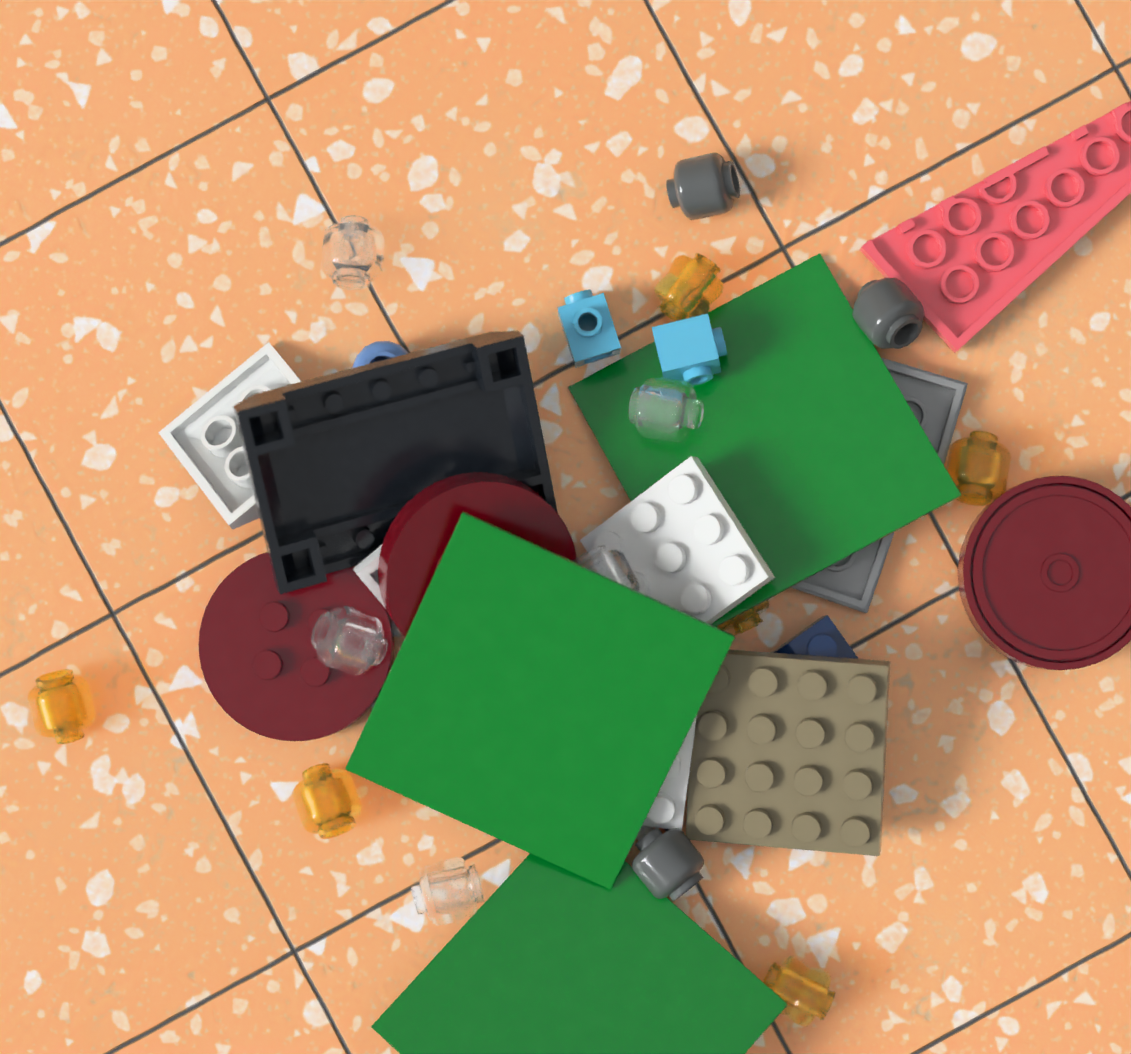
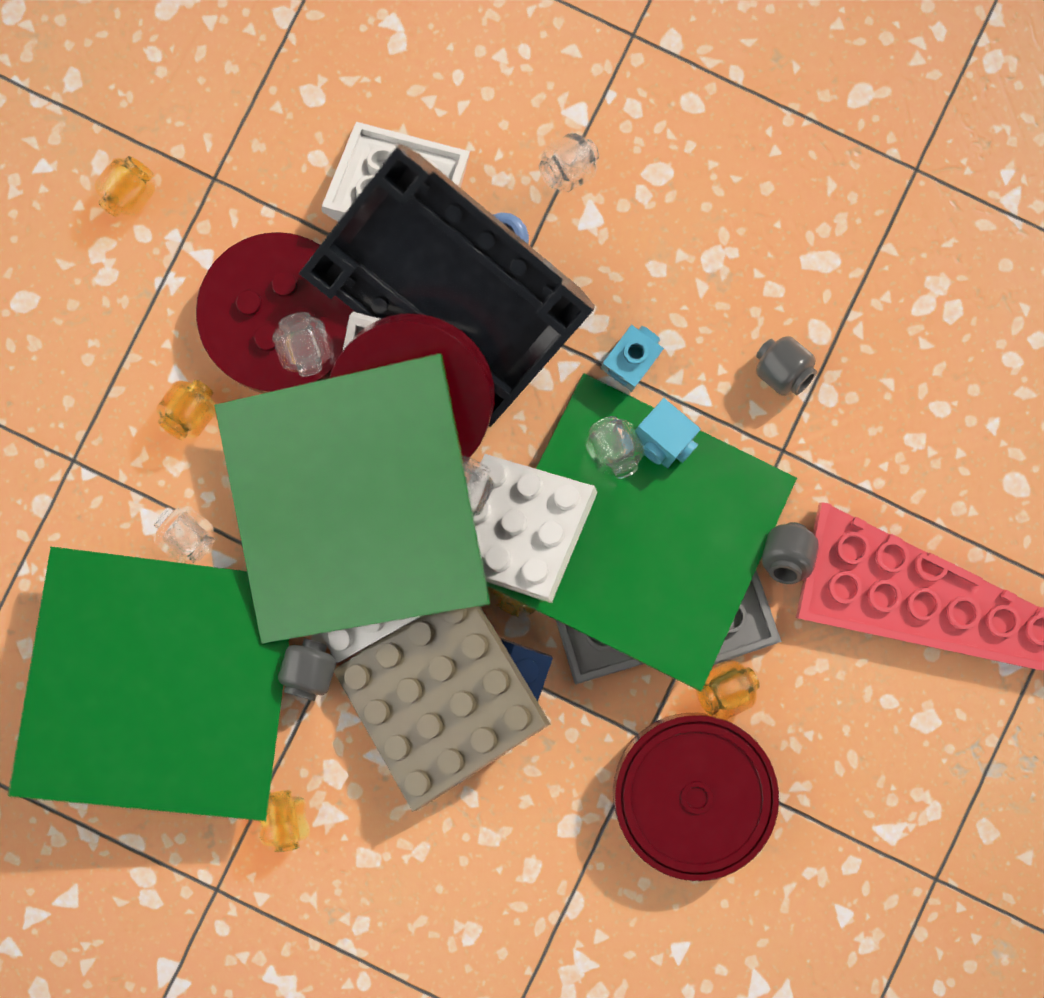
camera: 45 degrees right, 0 degrees up
(689, 287) = (710, 404): clear yellow piece -> none

